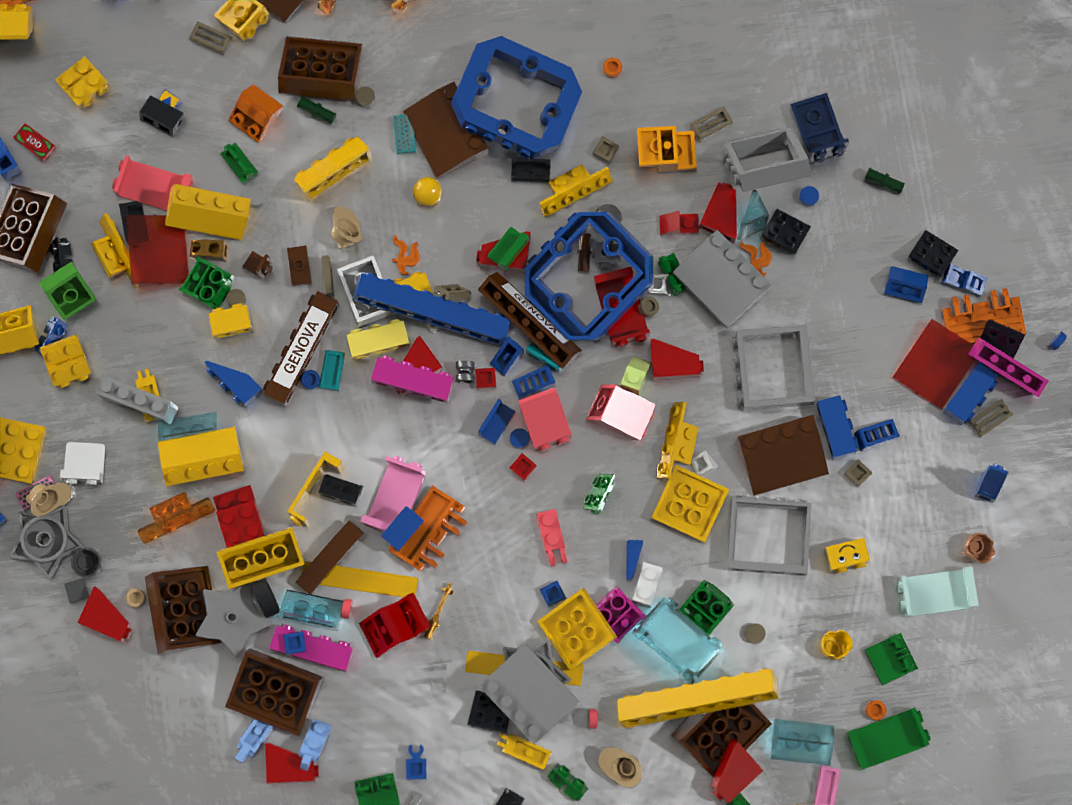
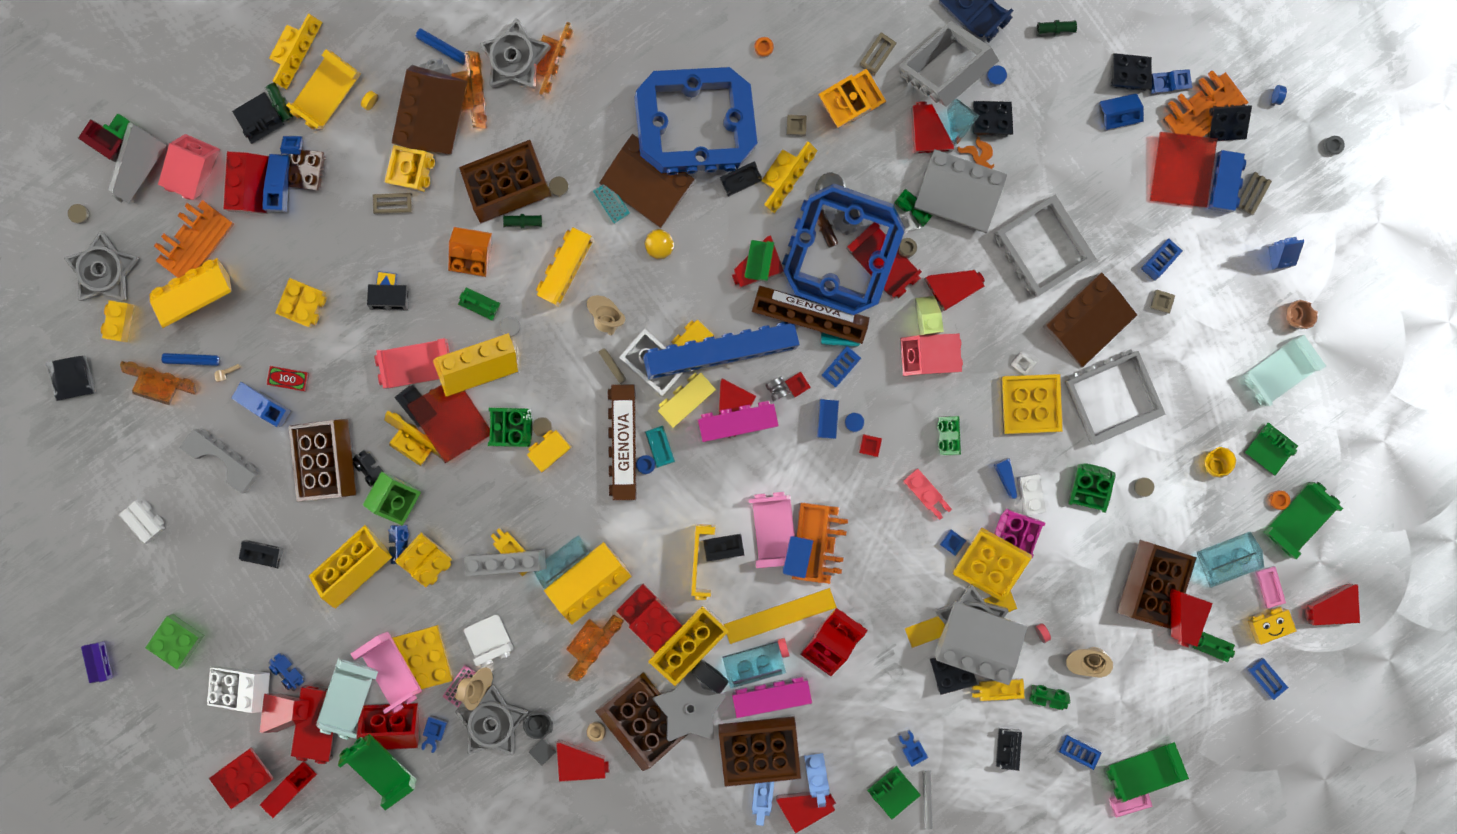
camera: 25 degrees left, 10 degrees up
(209, 249) = (495, 395): pearl gold leg -> none
(239, 383) = (587, 501): blue slope -> none
(258, 265) = (545, 387): reddish brown bracket -> none
(294, 643) = (756, 703): blue tile -> none
(299, 266) = (581, 368): reddish brown plate -> none
(329, 557) = (745, 611): reddish brown slope -> none
(410, 260) = (677, 312): orange piece -> none
(434, 620) = (864, 621): pearl gold piece -> none
(452, 291) = (730, 326): dark tan tile -> none
(507, 356) = (806, 356): blue slope -> none
(545, 419) = (870, 396): coral slope -> none
(678, 224) = (895, 159): red slope -> none
(678, 442) = (993, 354): yellow bracket -> none
(678, 640) = (1082, 529): clear light blue windscreen -> none
(698, 698) = (1129, 573): yellow brick -> none
(837, 427) = (1125, 271): blue brick -> none
(847, 555) = (1190, 379): yellow brick -> none
(1008, 367) = (1250, 142): dark pink brick -> none

